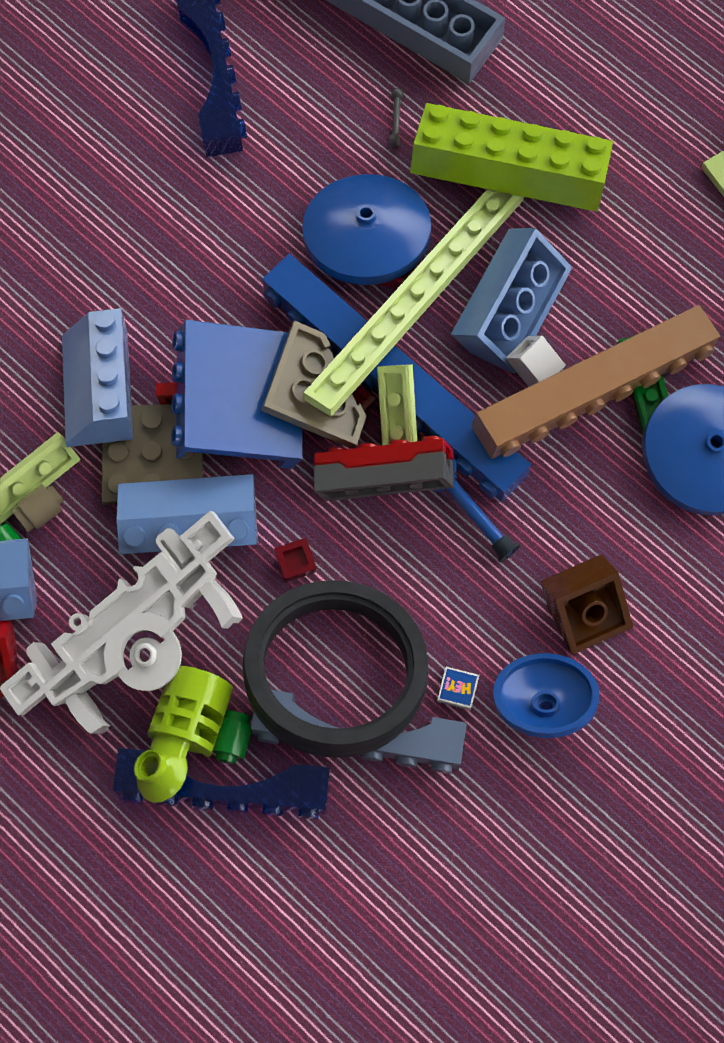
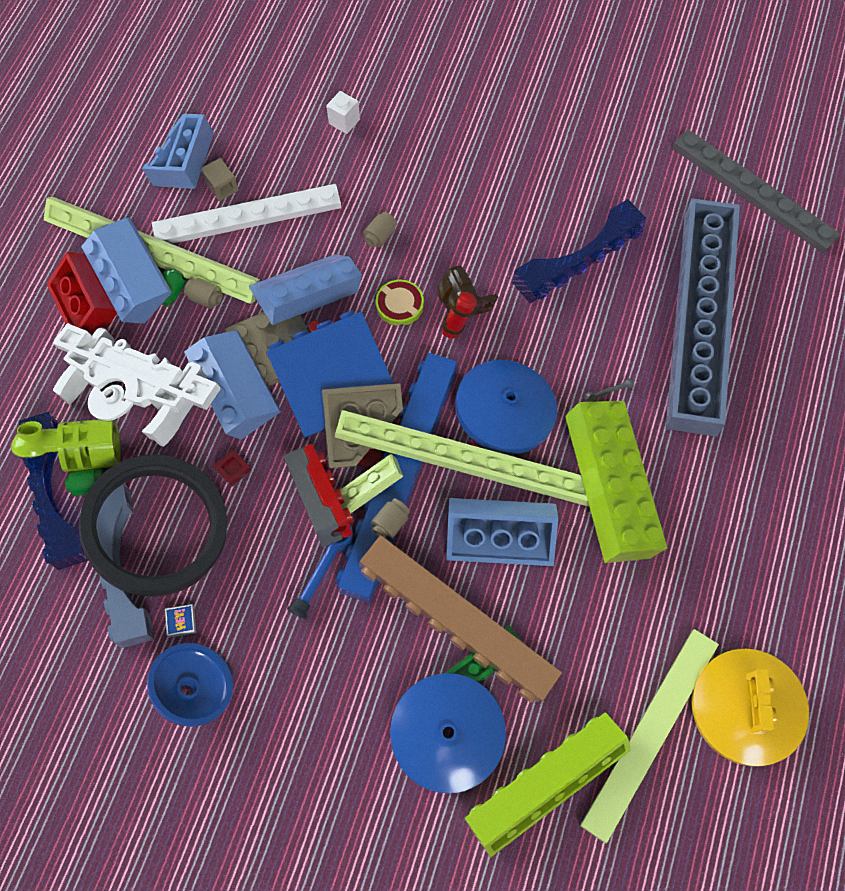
camera: 65 degrees right, 5 degrees down
(60, 268) = (380, 230): none -> dark tan brick
(169, 288) = (399, 302): none -> tile
(211, 216) = (460, 301): none -> dark brown piece
(455, 400) = (390, 519): none -> dark tan brick
(535, 360) = (456, 568): white brick -> none
(587, 603) = (279, 687): reddish brown slope -> none

